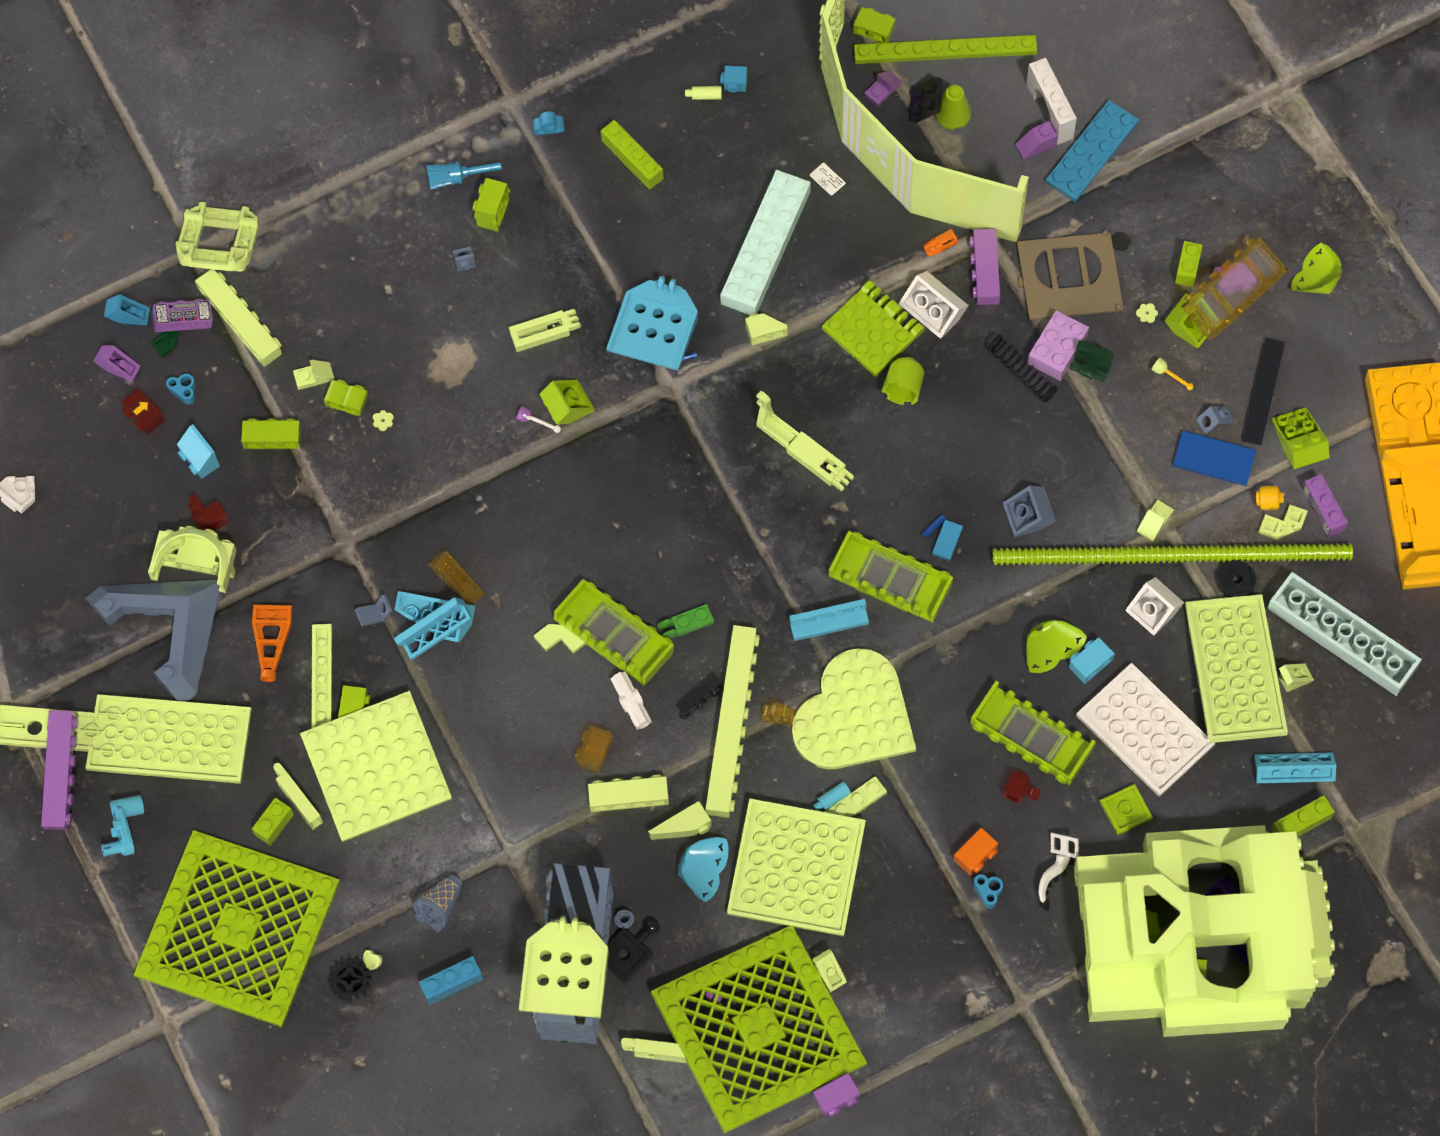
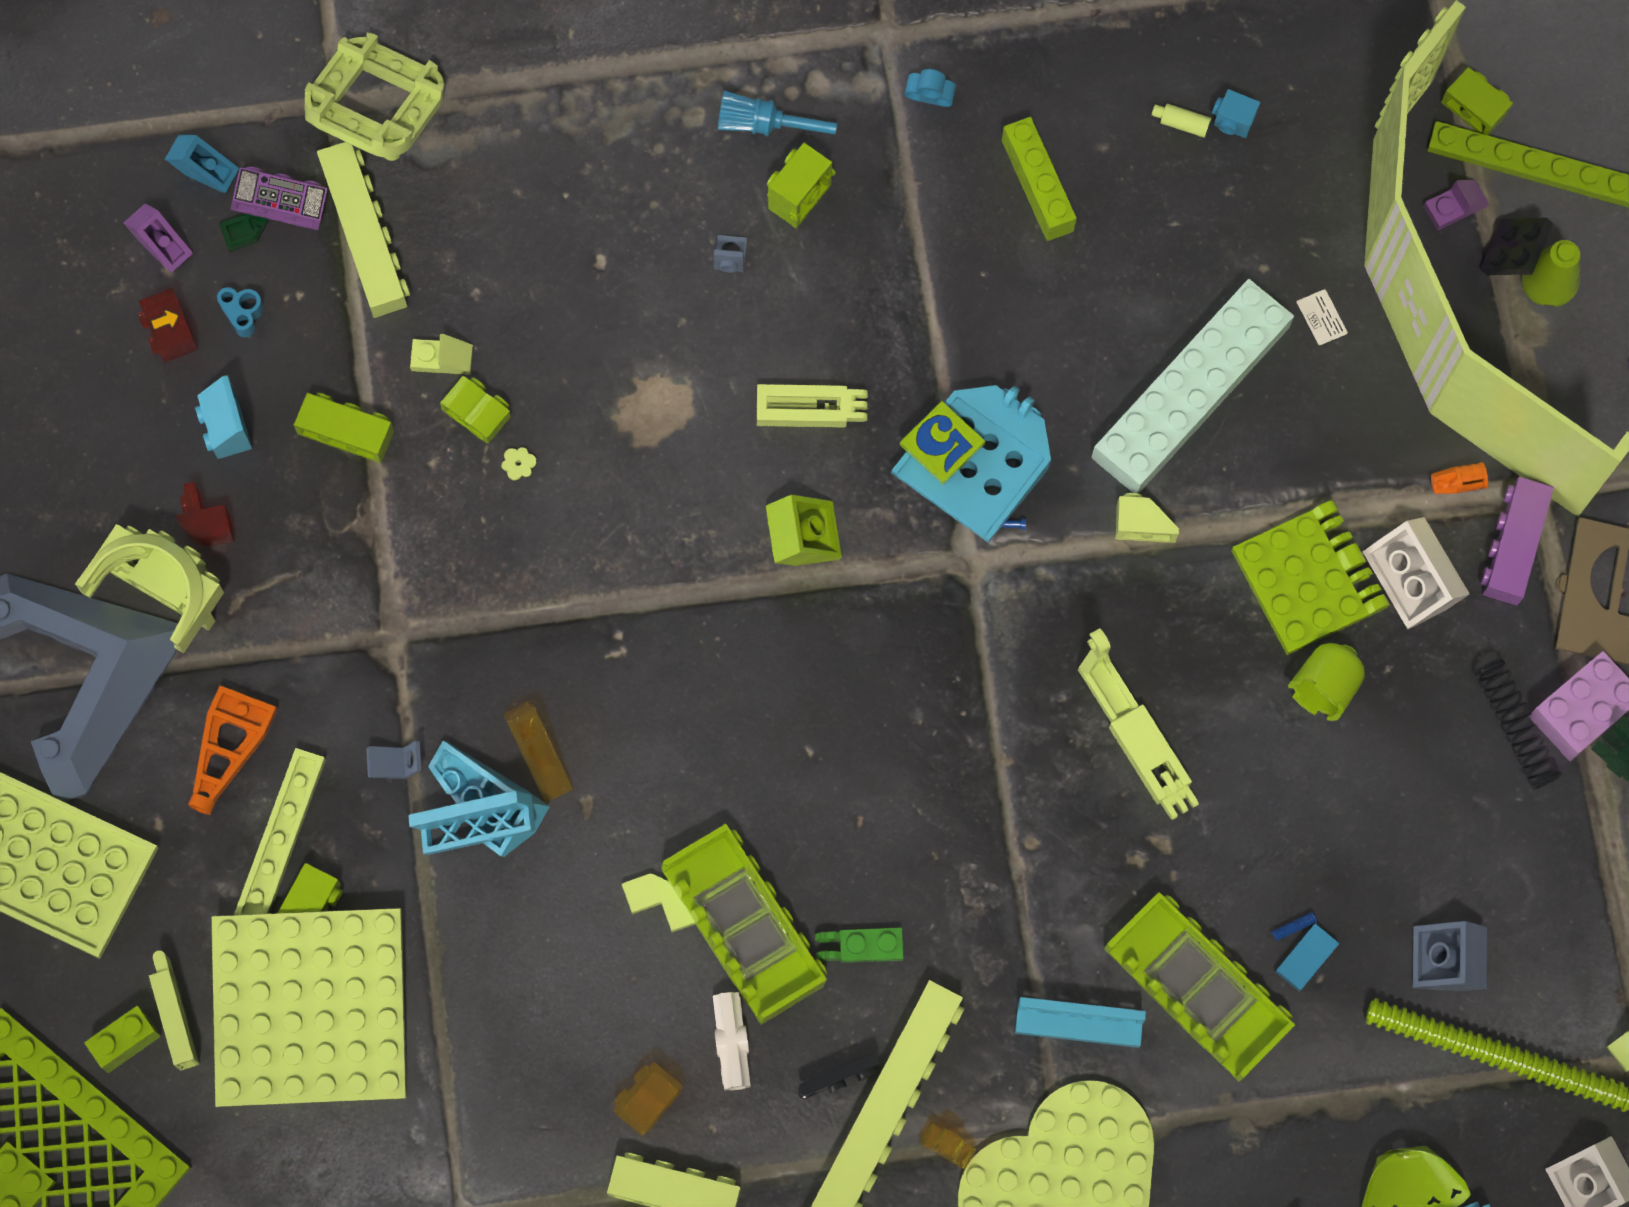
camera: 15 degrees right, 5 degrees up
(525, 415) = (734, 530): hinge -> none
(630, 322) = (942, 443): none -> lime tile

